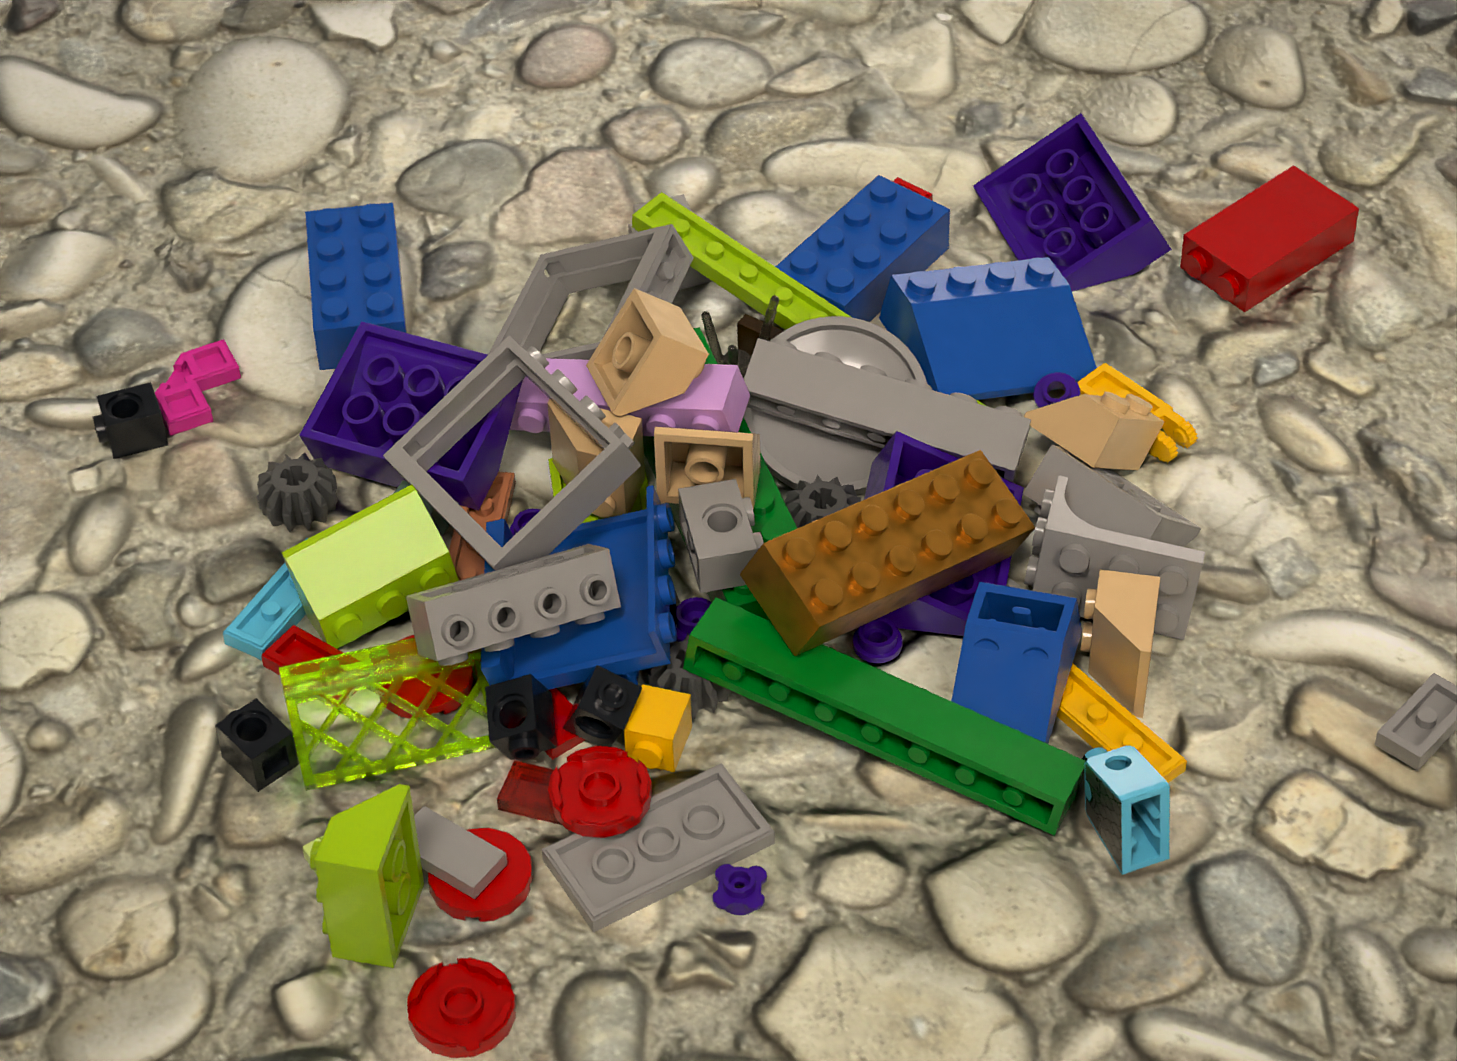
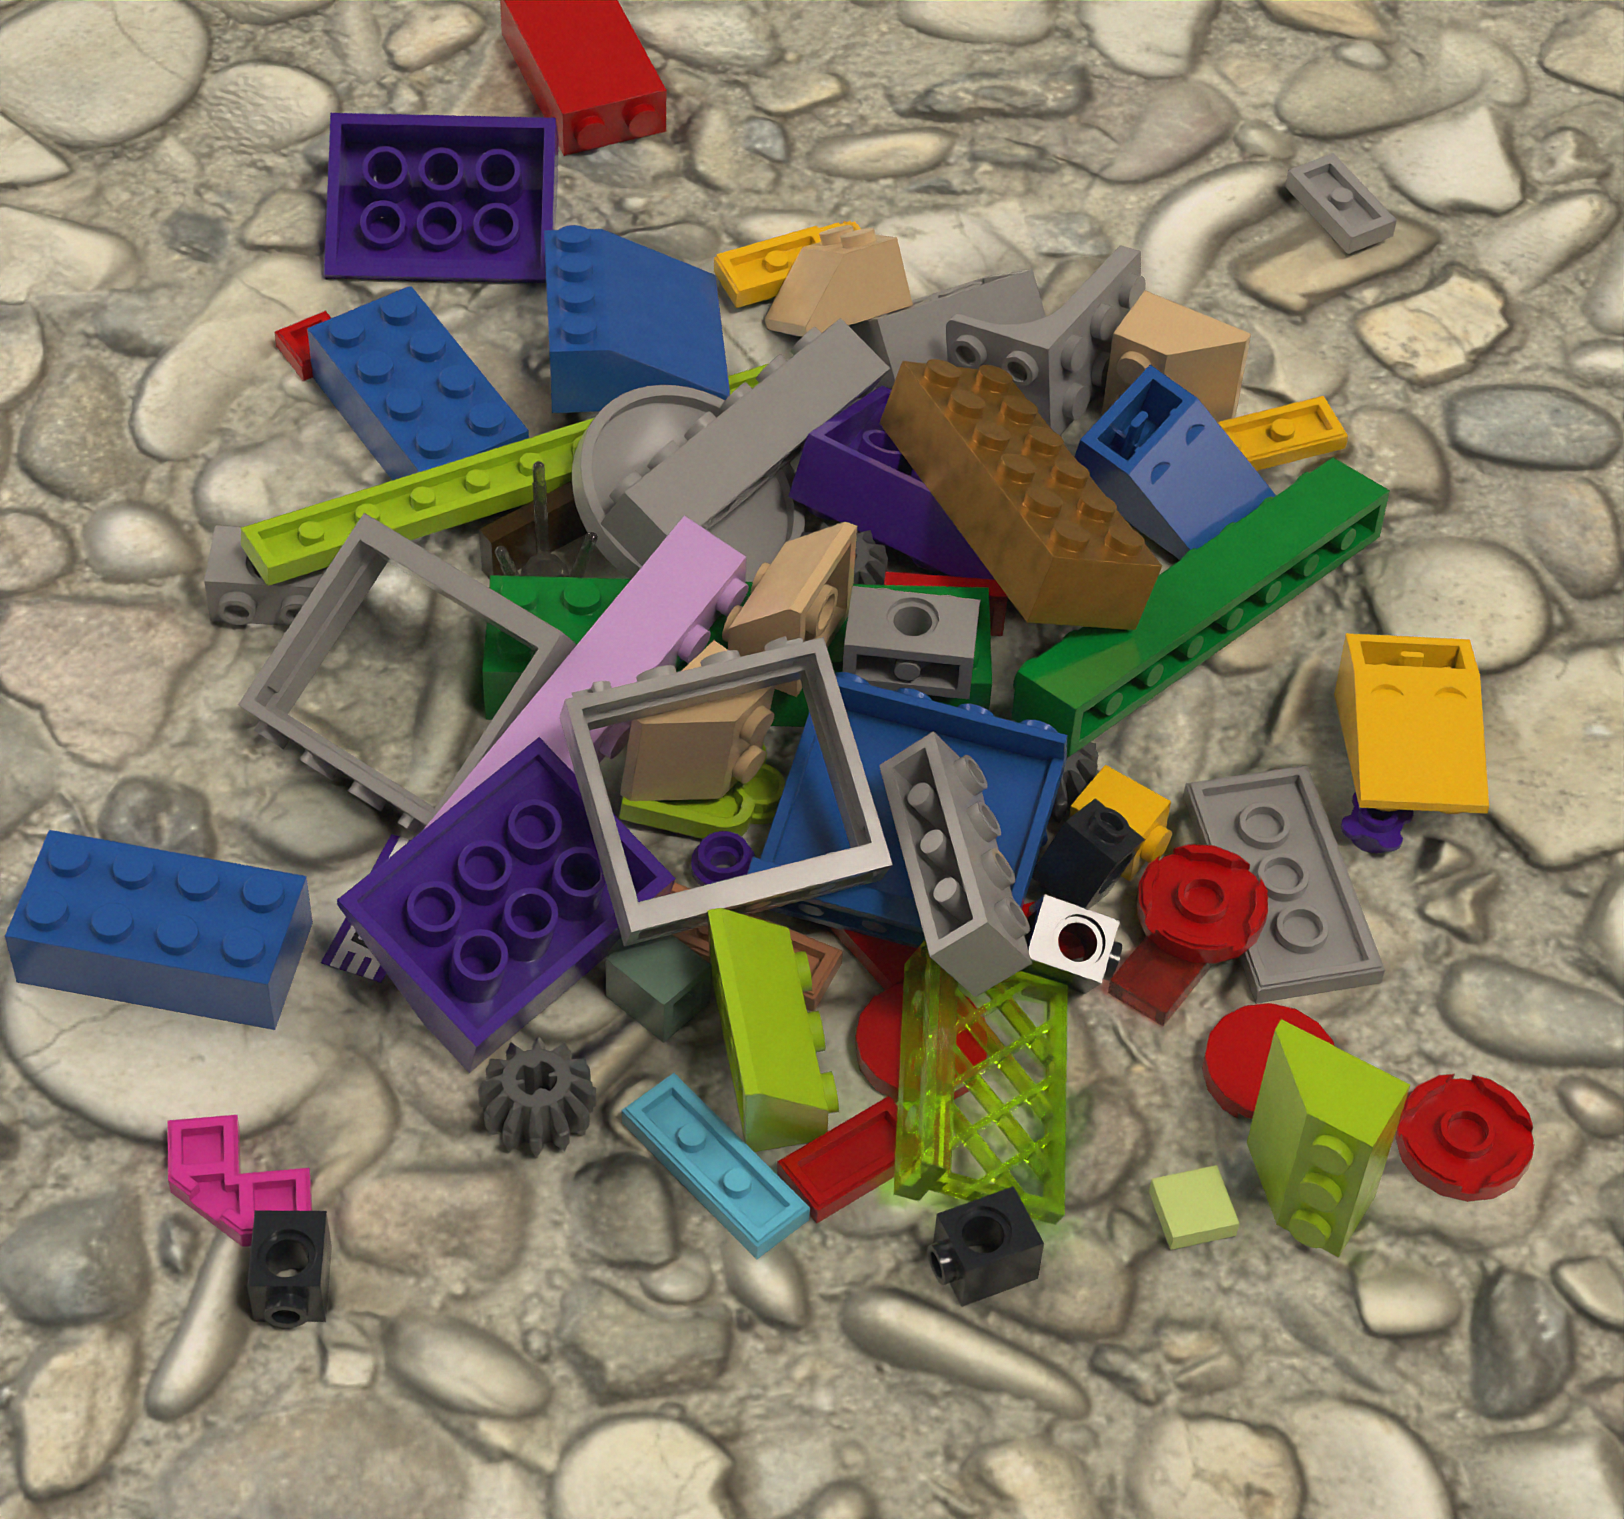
camera: 75 degrees left, 5 degrees up
(456, 853) = (1227, 1085): light grey tile -> none
(646, 355) = (633, 595): tan slope -> none
(823, 872) = (1413, 723): none -> yellow slope
(1054, 381) = (741, 321): dark purple plate -> none
(1128, 806) = (1395, 443): medium azure torso -> none

